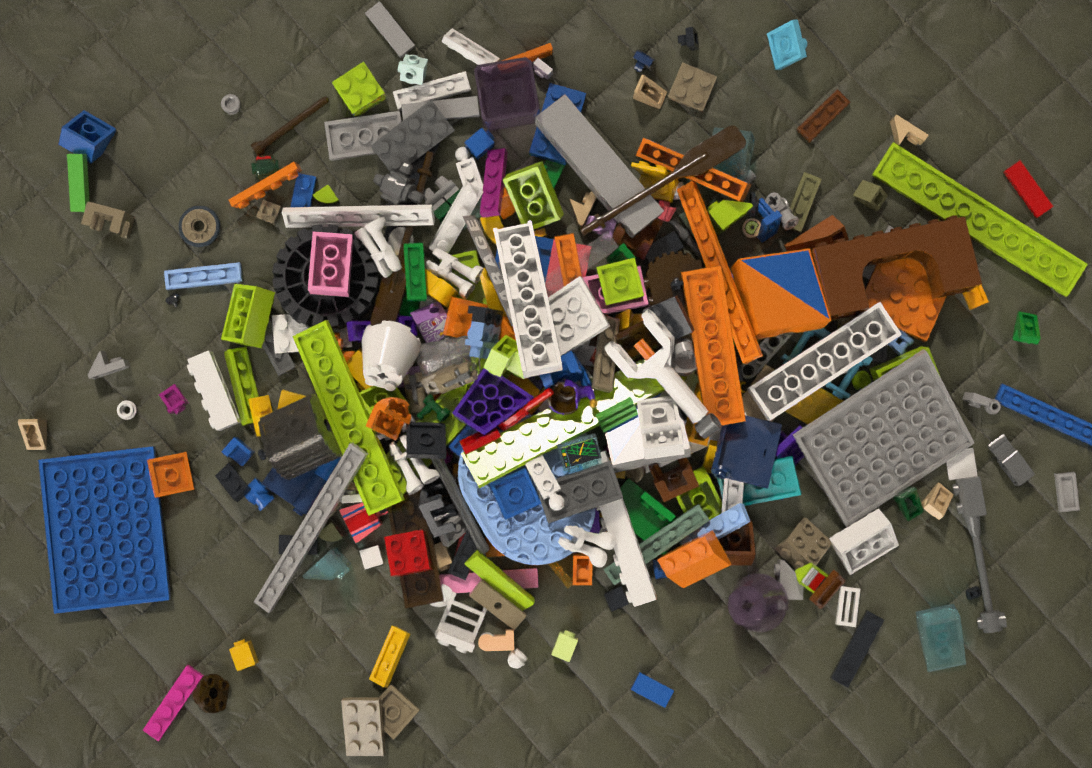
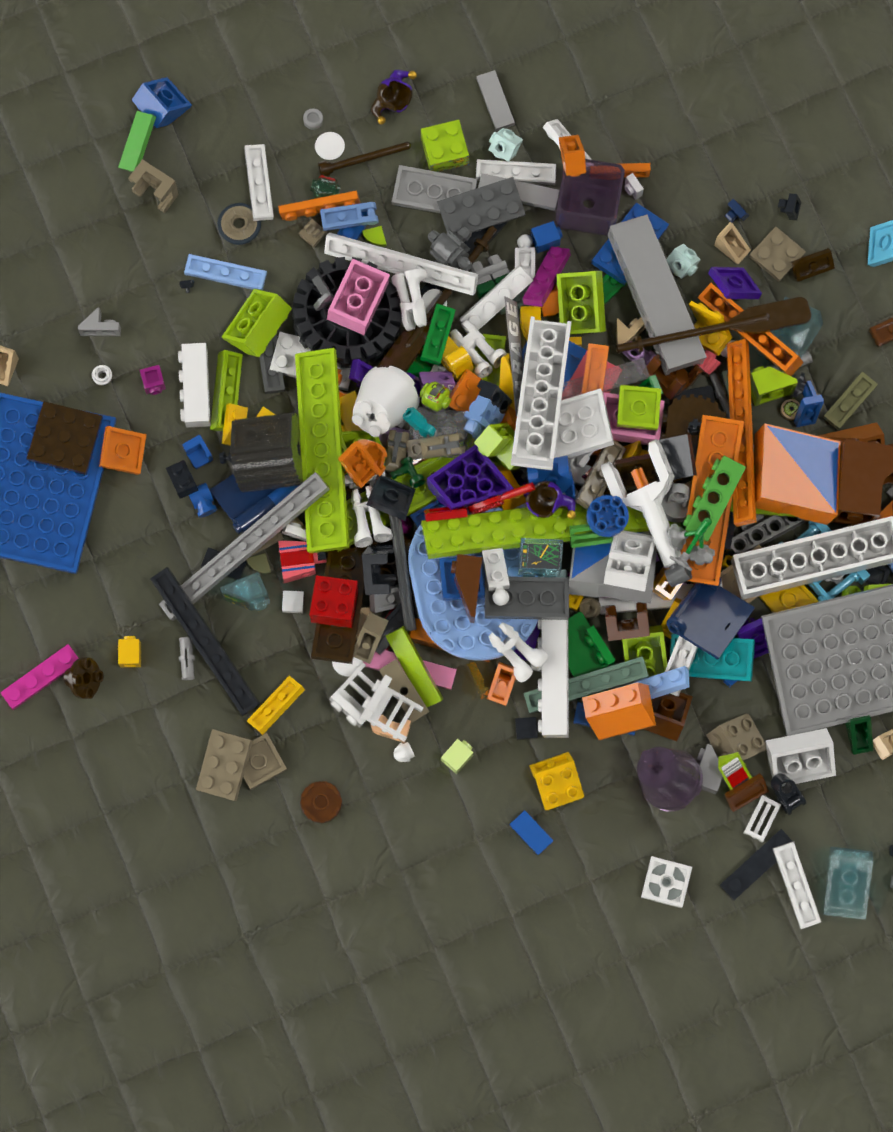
camera: 20 degrees right, 10 degrees down
(114, 481) = (64, 438): none -> dark brown plate
(203, 181) = (258, 182): none -> white tile
(255, 124) = (329, 145): none -> white sticker
(295, 56) = (393, 94): none -> dark brown piece
(295, 187) = (348, 216): none -> medium blue plate
(296, 641) = (187, 672): none -> light grey pin
(299, 269) = (327, 296): none -> dark grey tile
(306, 622) = (205, 641): none -> black tile
(426, 363) = (418, 422): none -> teal bar
(433, 333) = (435, 396): none -> lime head
(451, 571) = (370, 637): none -> dark tan slope
(459, 726) = (321, 802): none -> reddish brown tile
(478, 631) = (376, 704): none -> white plate
(479, 64) = (572, 155): none -> orange slope
(521, 496) = (467, 578): none -> reddish brown slope
(611, 124) = (683, 261): none -> light aqua brick
(626, 394) = (607, 516): none -> blue tile
(658, 636) = (557, 781): none -> yellow bracket
(664, 130) = (734, 283): none -> dark purple tile
(719, 377) = (733, 472): none -> bright green brick
(720, 399) = (700, 554): none -> light grey plant
(727, 87) = (813, 264): none -> dark brown plate
(778, 203) = (829, 408): light grey connector -> none
(784, 692) = (666, 882): none -> white piece
(862, 578) = (789, 795): none -> black piece
(897, 656) = (797, 885): none -> white tile

